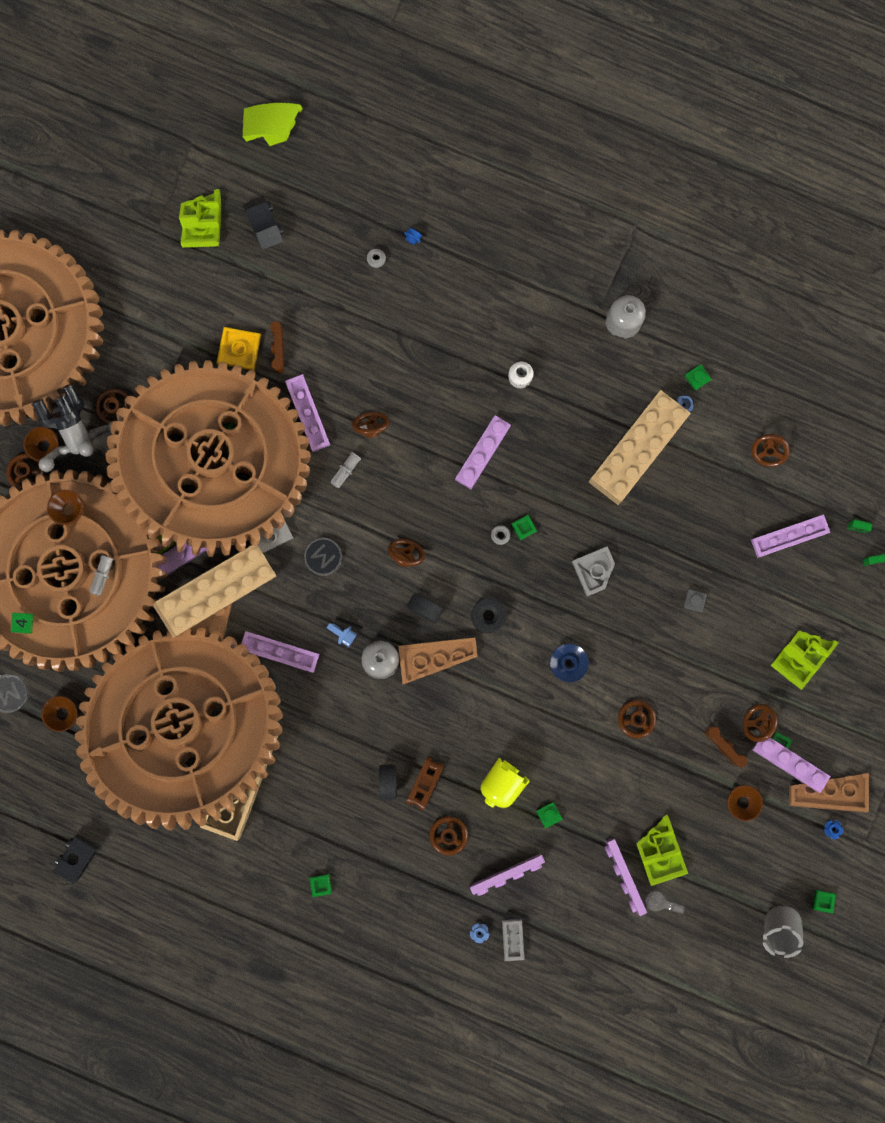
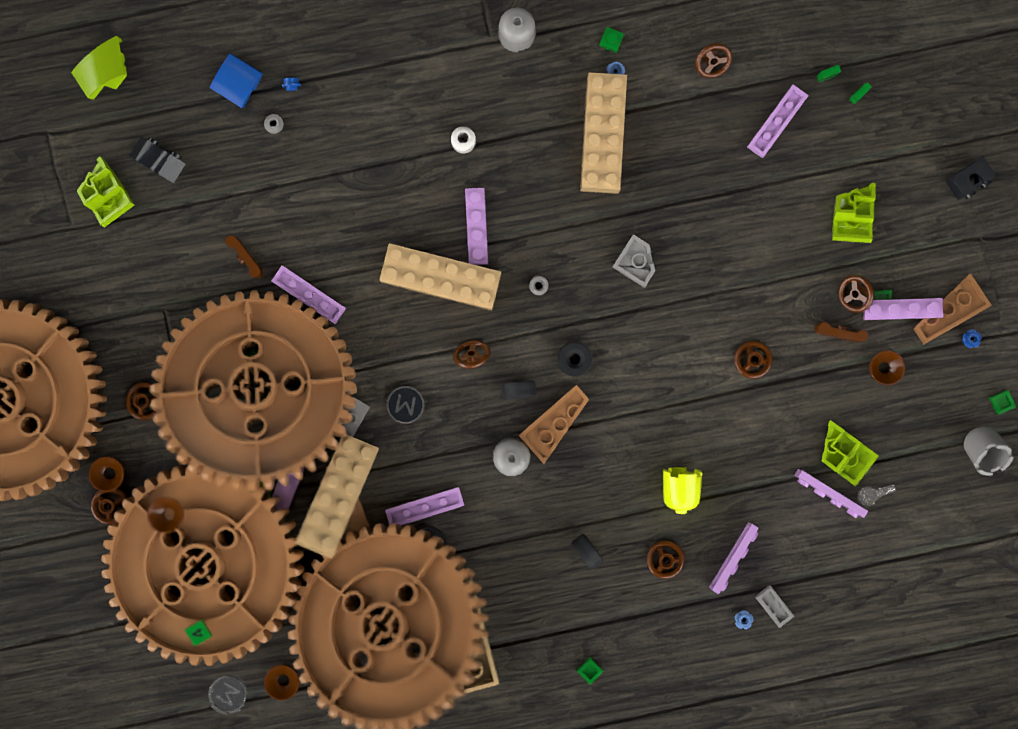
camera: 35 degrees left, 5 degrees up
(69, 425) = (120, 444): wheel -> none
(101, 575) = (235, 550): light grey axle -> none
(239, 348) = (213, 280): yellow tile -> none
(345, 470) = (373, 320): light grey axle -> none
(345, 636) = (469, 457): medium blue piece -> none
(370, 203) = (236, 80): none -> blue slope
(370, 427) = (369, 271): reddish brown piece -> none
(425, 472) = (440, 277): none -> tan brick
(425, 783) = (617, 531): reddish brown plate -> none
(524, 527) = (553, 265): green tile -> none
(549, 815) = (735, 486): green plate -> none
(579, 663) = (677, 350): dark blue dish -> none
(694, 601) = (735, 229): dark grey plate -> none

